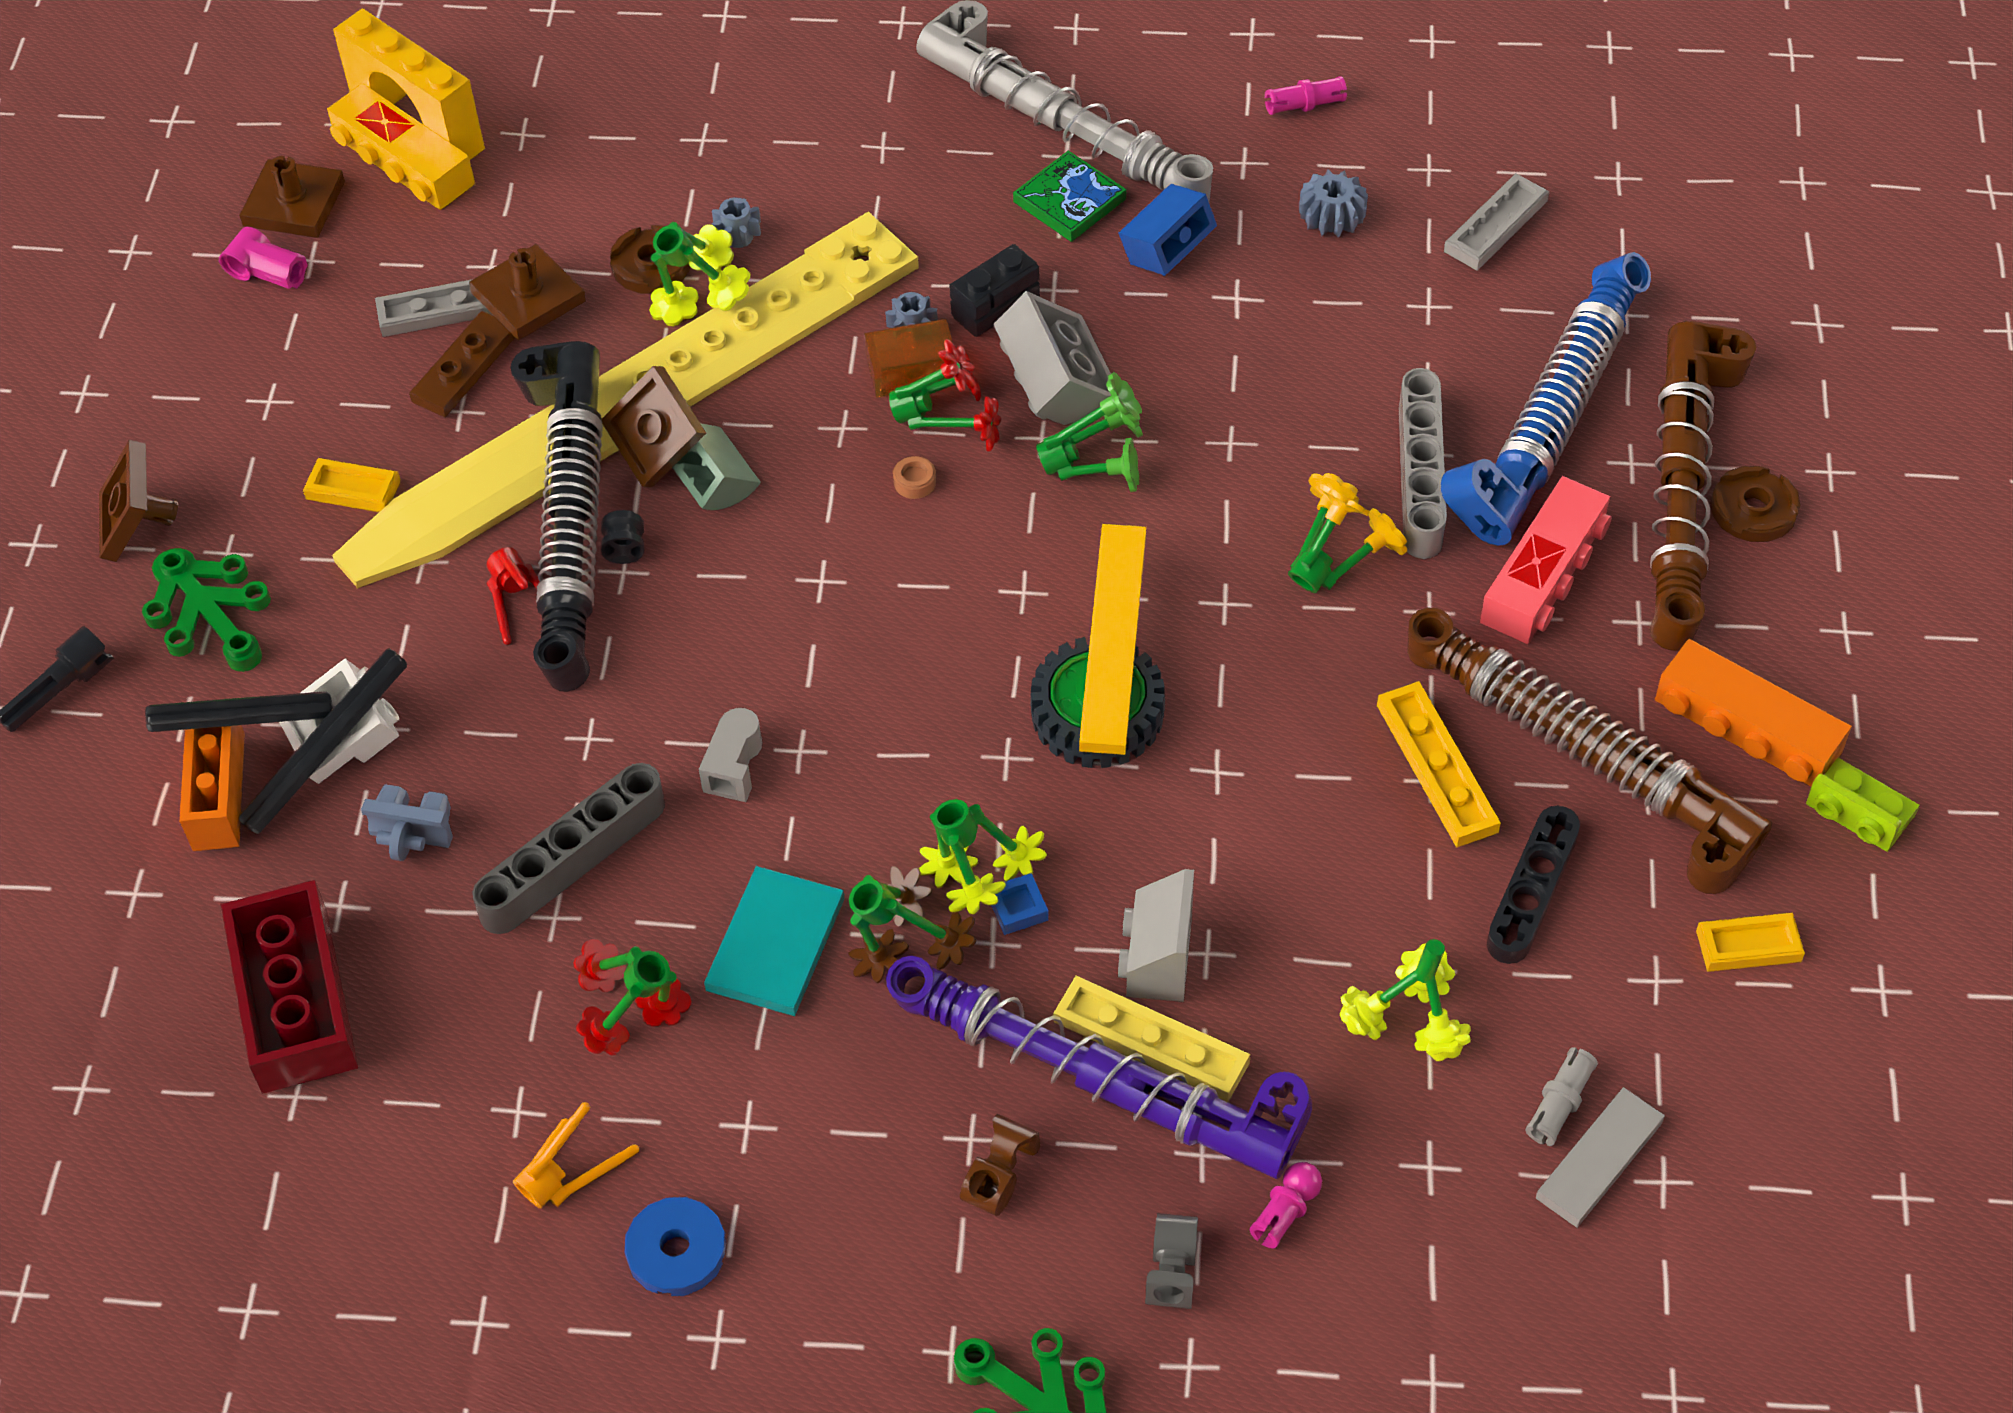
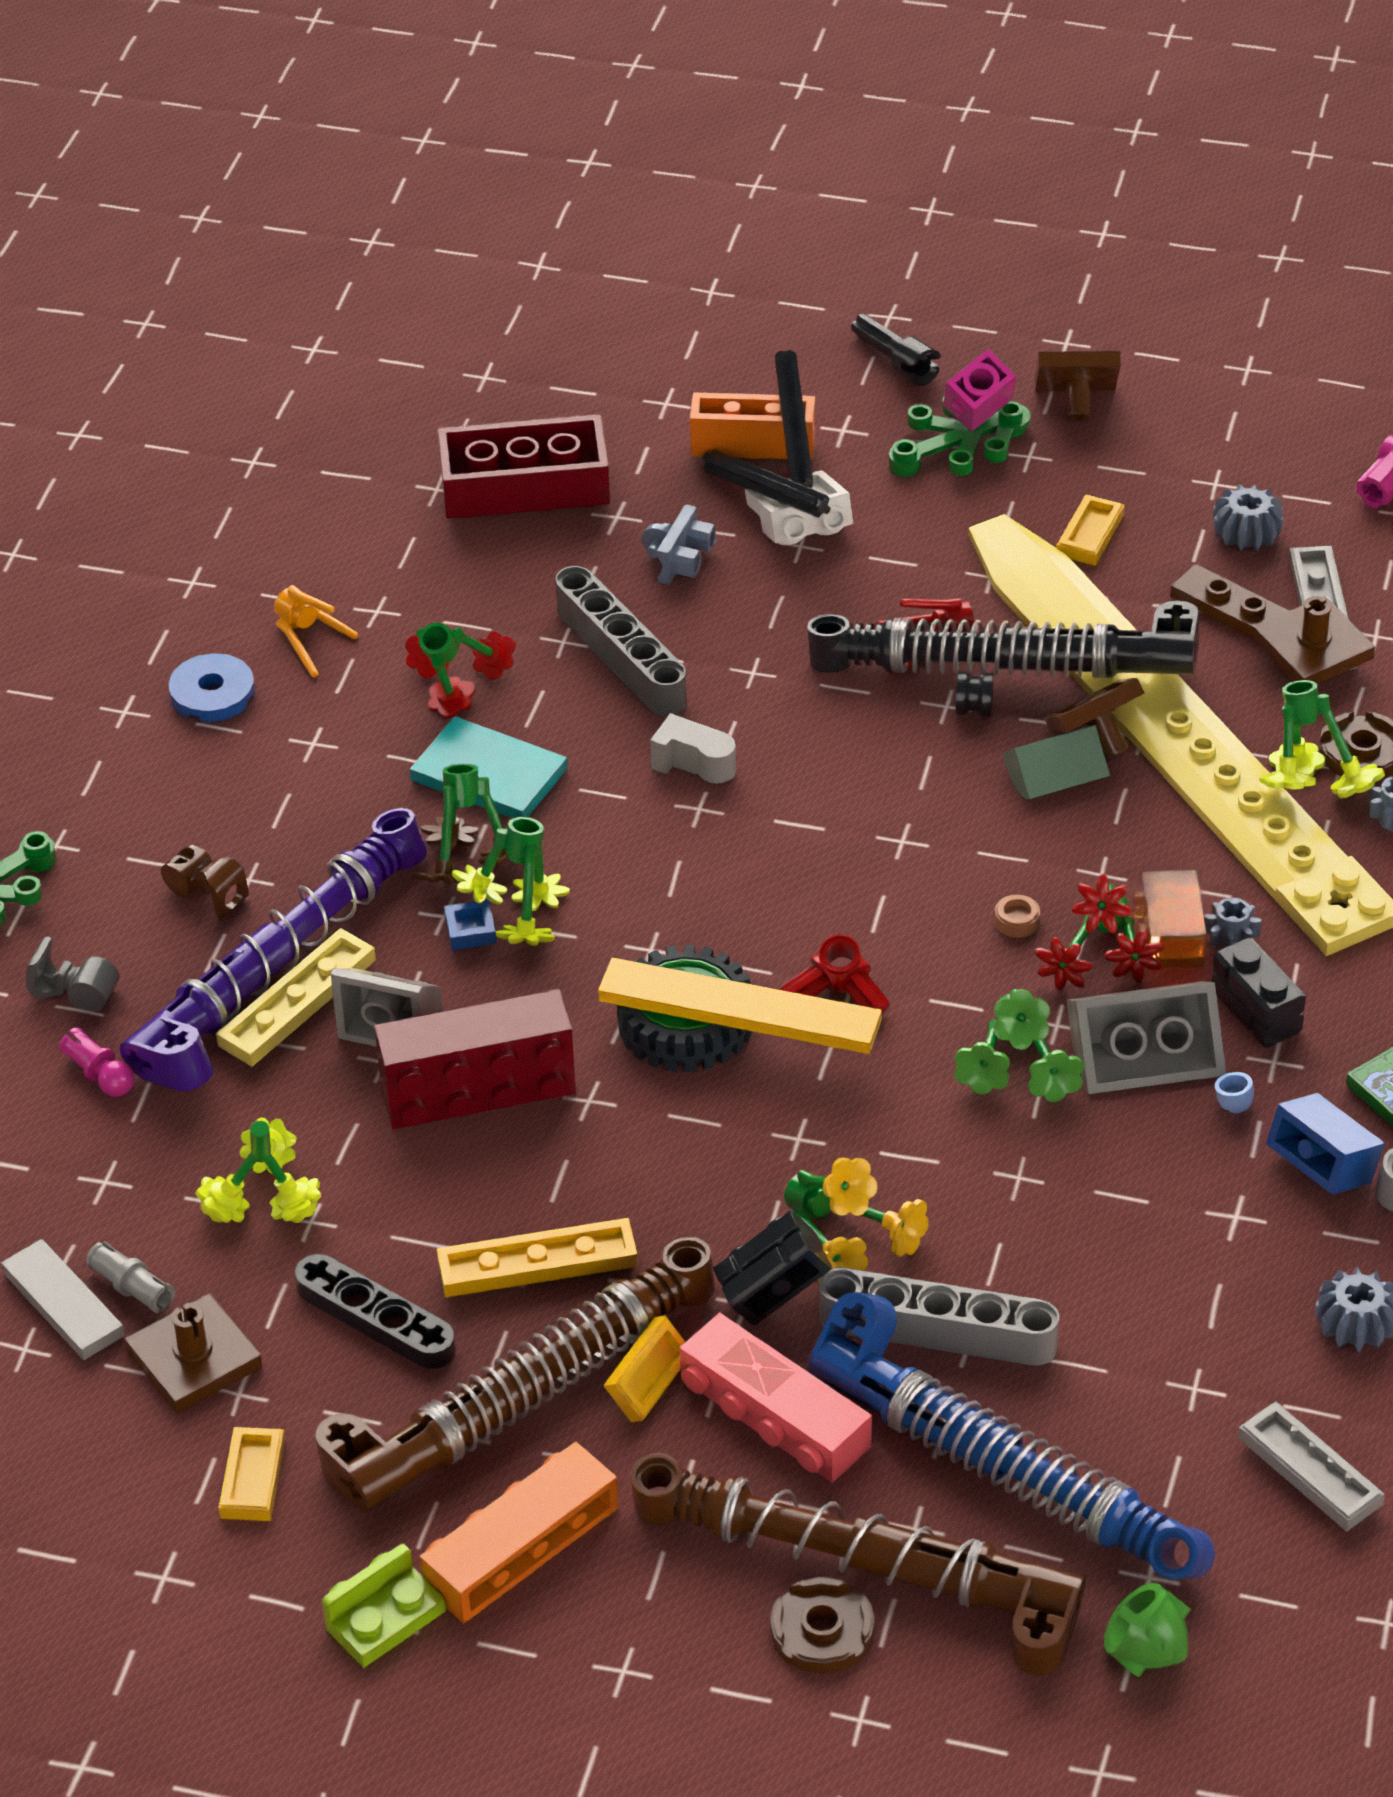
camera: 100 degrees right, 10 degrees down
(171, 567) = (979, 390): none -> dark pink head
(340, 357) = (1248, 517): none -> sand blue gear
(1024, 589) = (850, 978): none -> red axle
(1114, 294) = (1234, 1092): none -> light blue hinge
(1230, 839) = (475, 1059): none -> dark red brick
(1421, 566) = (772, 1268): none -> black brick
(1544, 652) = (646, 1369): none -> yellow tile
(1628, 1024) = (193, 1353): none -> tile
(1698, 292) = (1148, 1630): none -> bright green helmet

